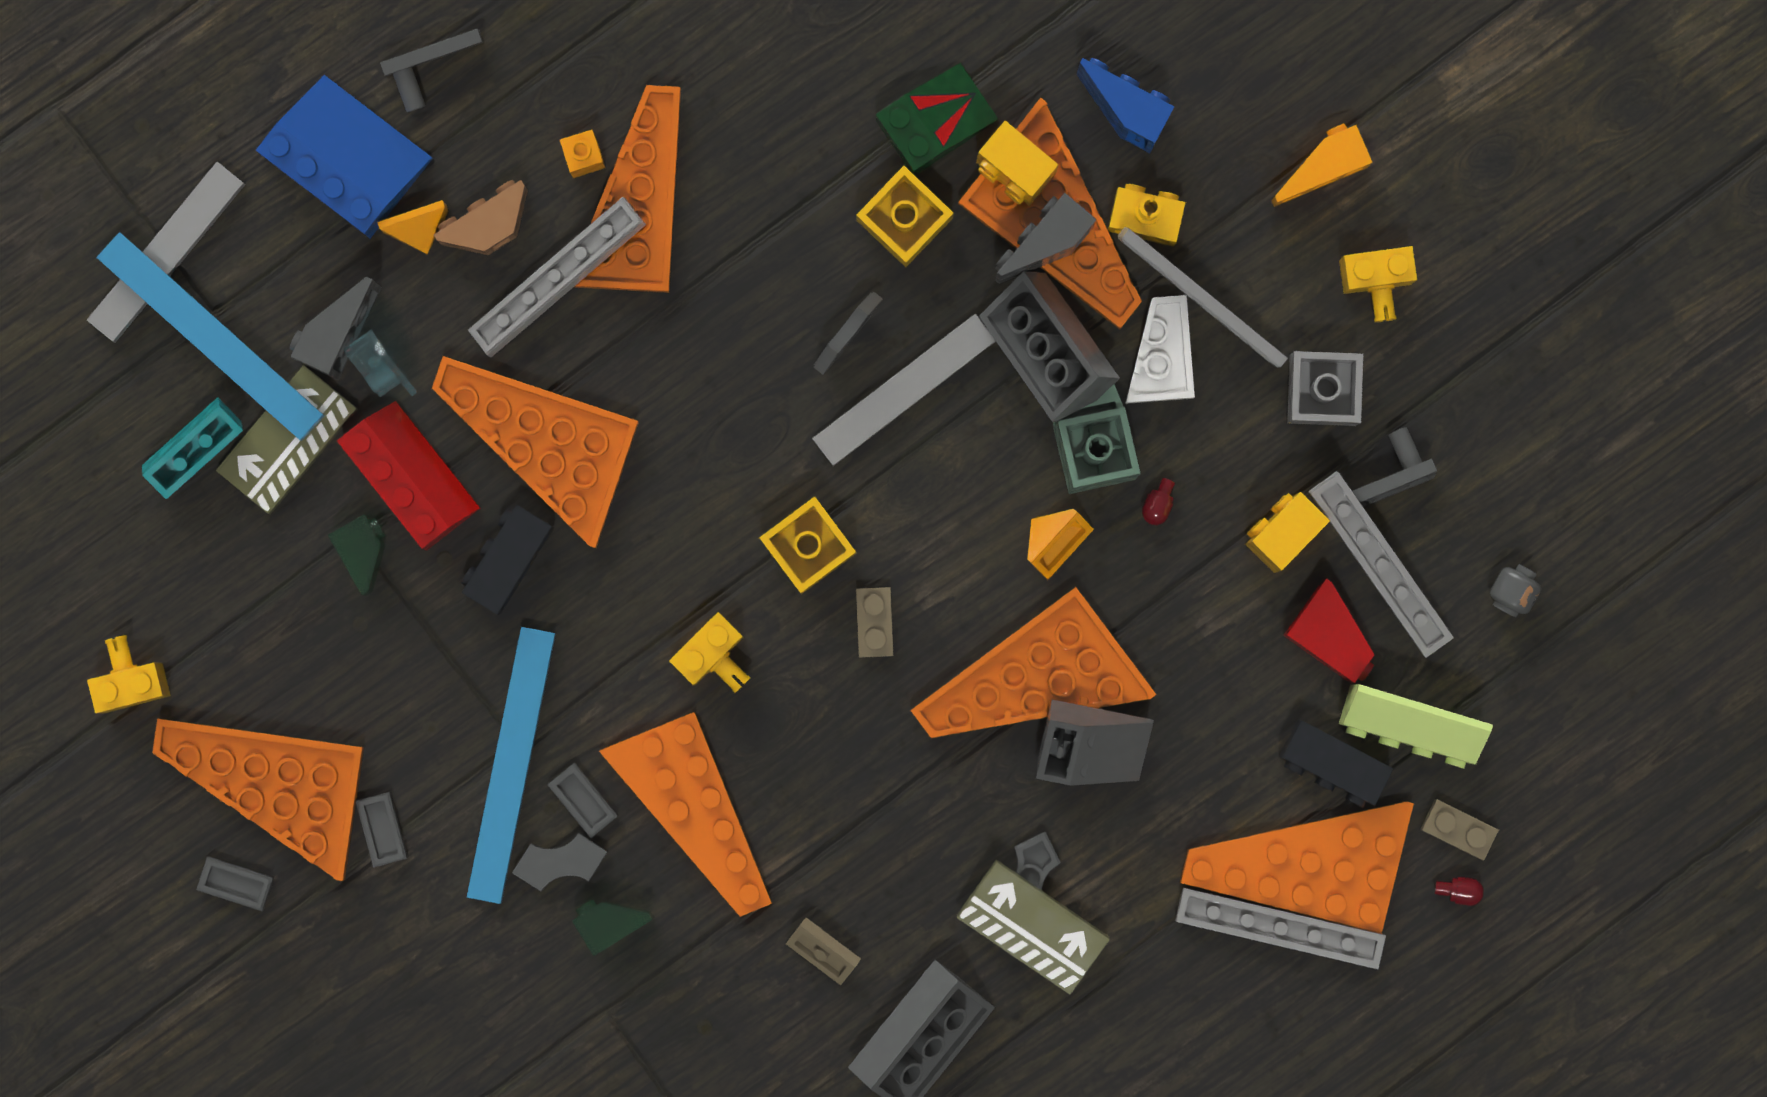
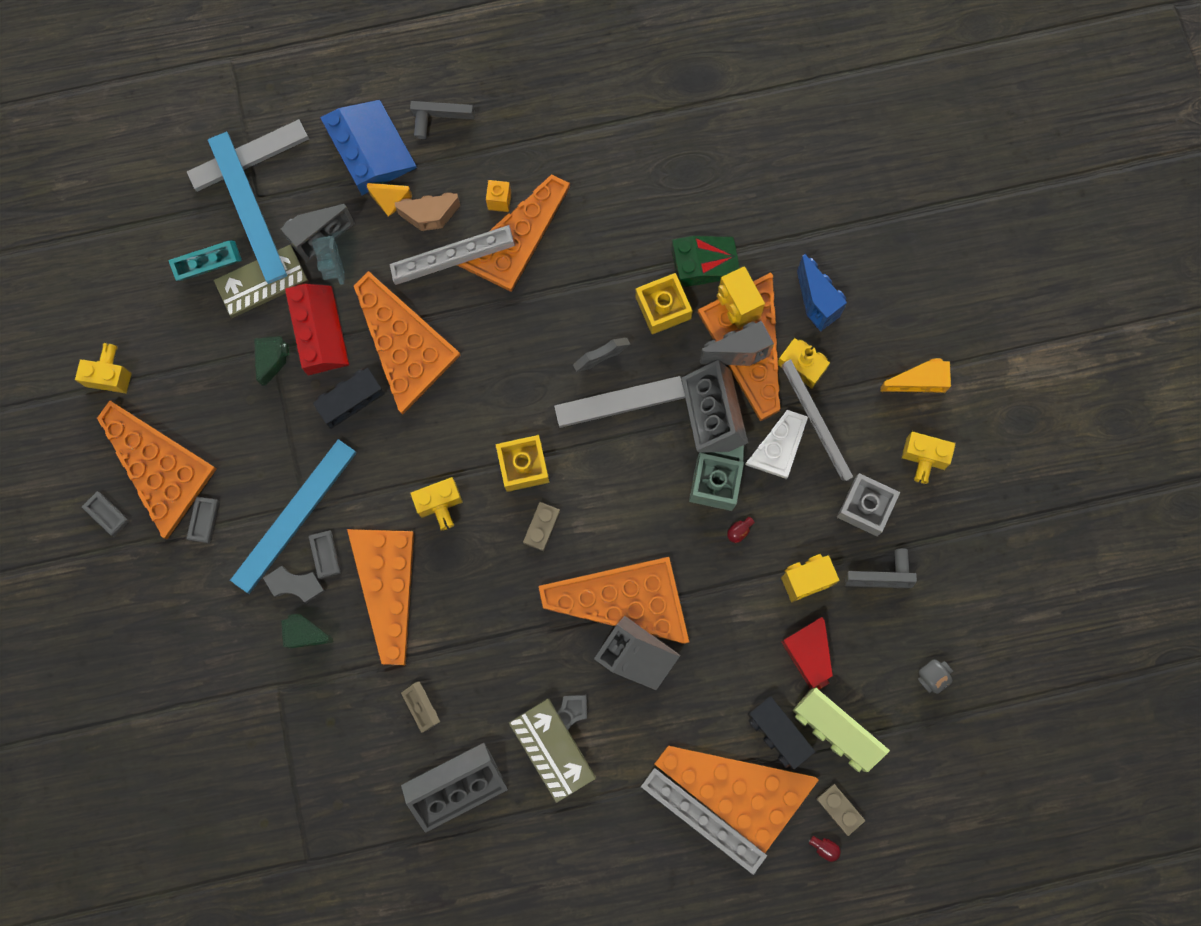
camera: 30 degrees right, 10 degrees down
(1055, 539) = (669, 525): light orange slope -> none
(1381, 564) = (859, 623): light grey plate -> none

